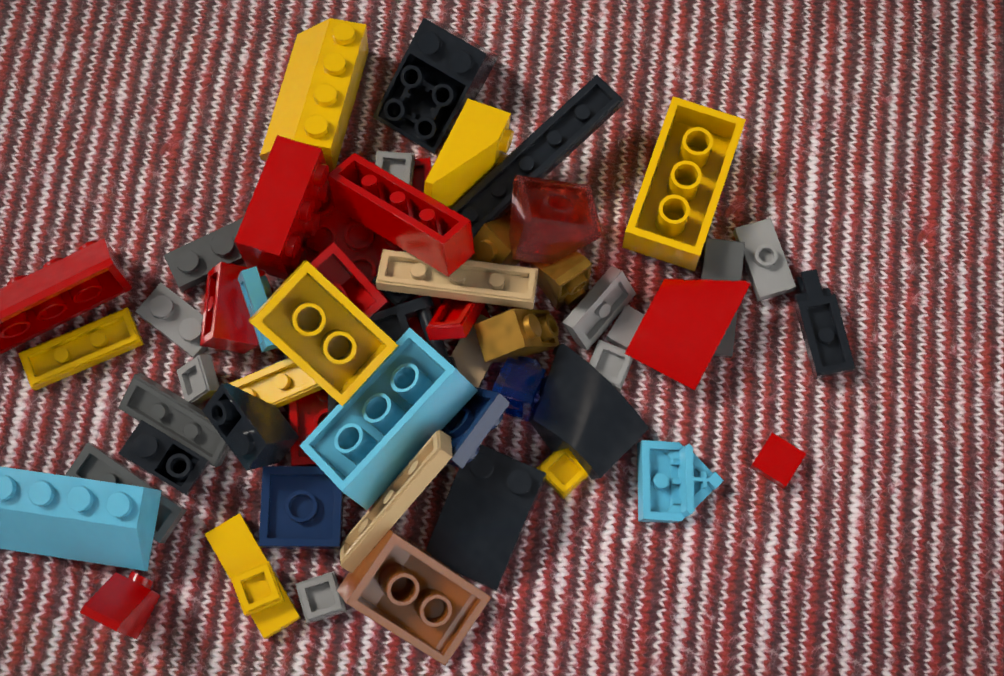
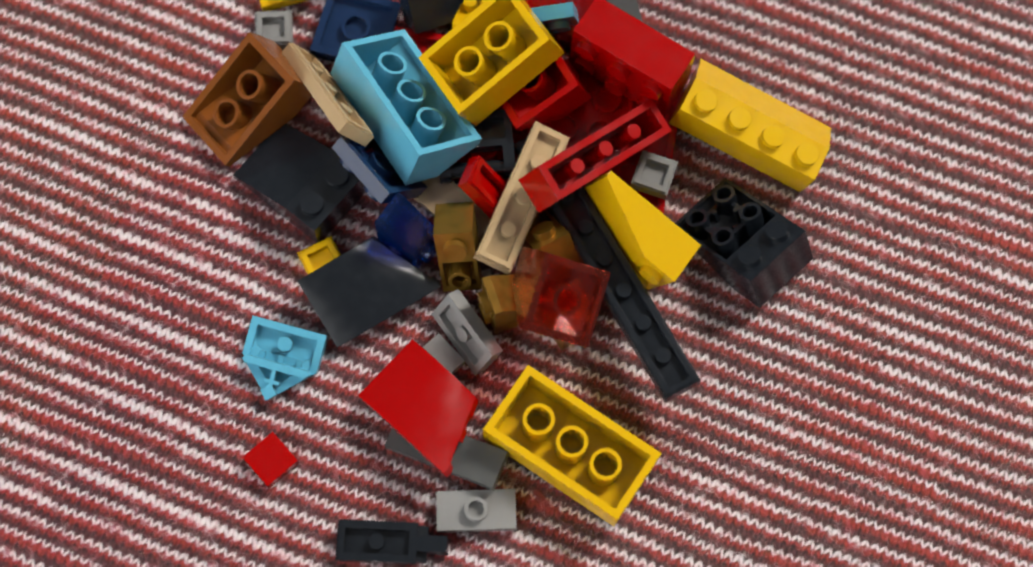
camera: 100 degrees right, 0 degrees up
(611, 363) = (410, 325): light grey tile -> none

